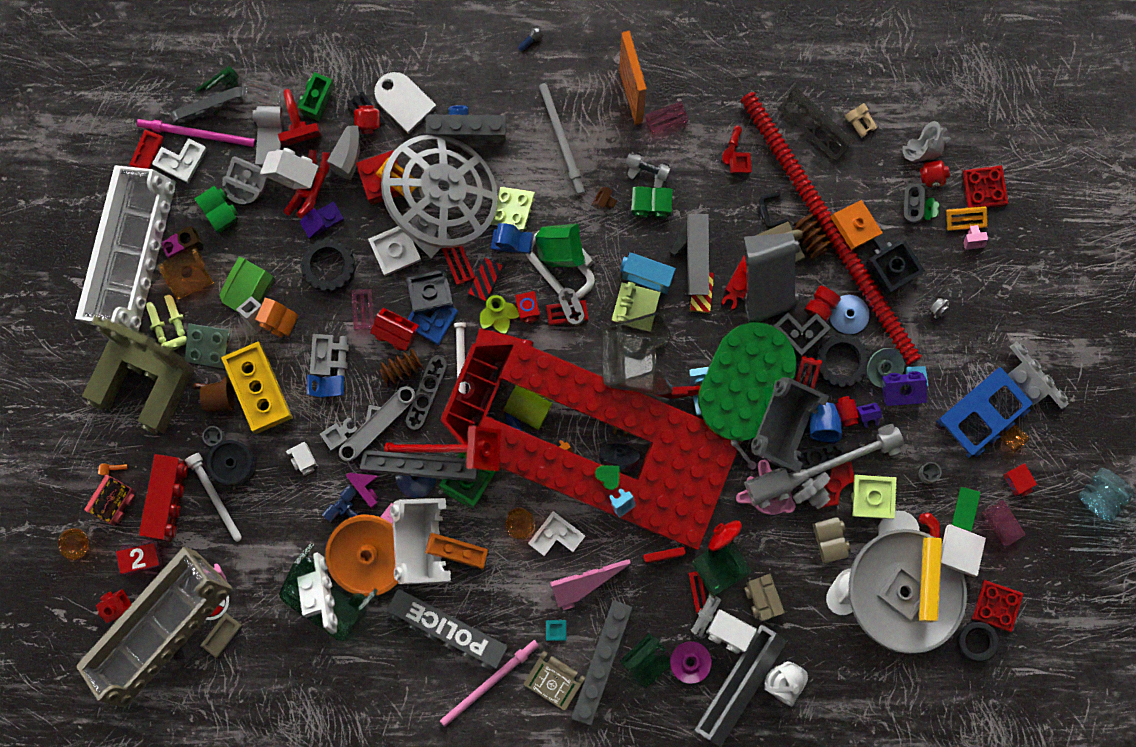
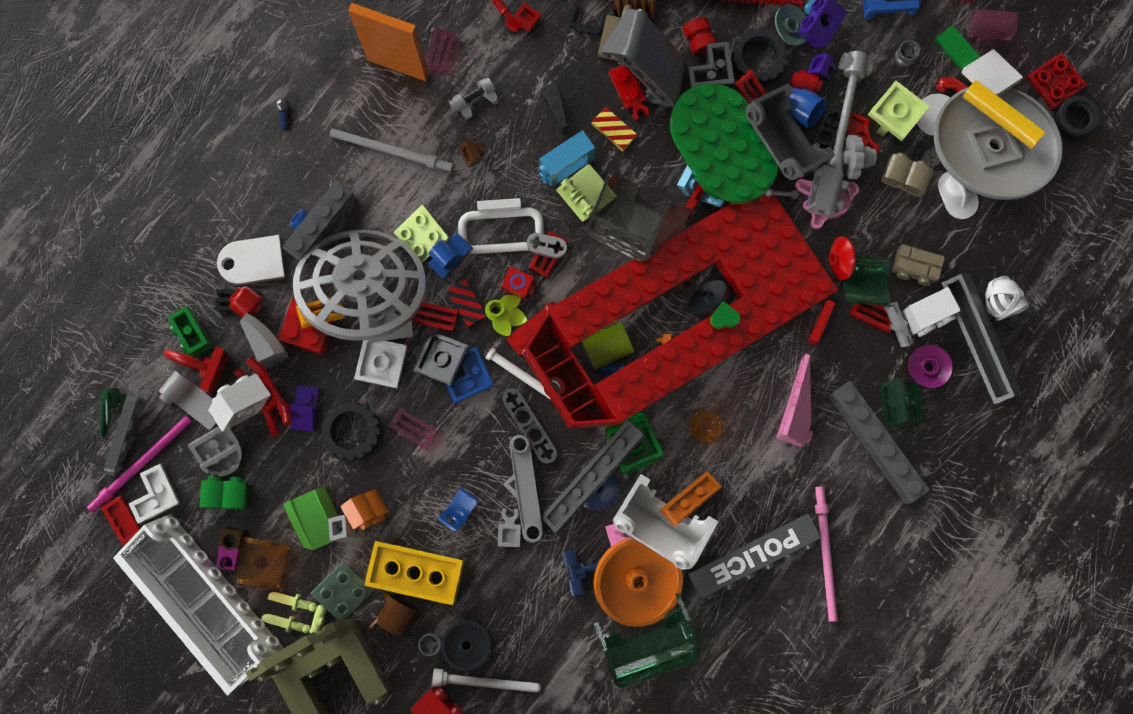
camera: 55 degrees left, 0 degrees up
(302, 458) = (508, 577): white brick -> none
(316, 594) = (641, 651): white bracket -> none
(322, 355) = (428, 494): light grey plate -> none
(361, 482) = (568, 541): magenta slope -> none
(394, 329) = (453, 413): red brick -> none
(400, 367) = (490, 431): reddish brown piece -> none
(481, 450) = (626, 406): red tile -> none
(554, 530) = (732, 400): white plate -> none
(554, 681) = (863, 496): dark tan piece -> none
(556, 630) = (820, 462): teal tile -> none
(560, 245) = (486, 216): green slope -> none
(623, 503) = (759, 321): medium azure tile -> none
(651, 202) = (505, 113): green brick -> none
(698, 254) = (581, 106): light grey tile -> none
(845, 323) = (727, 31): light blue dish -> none

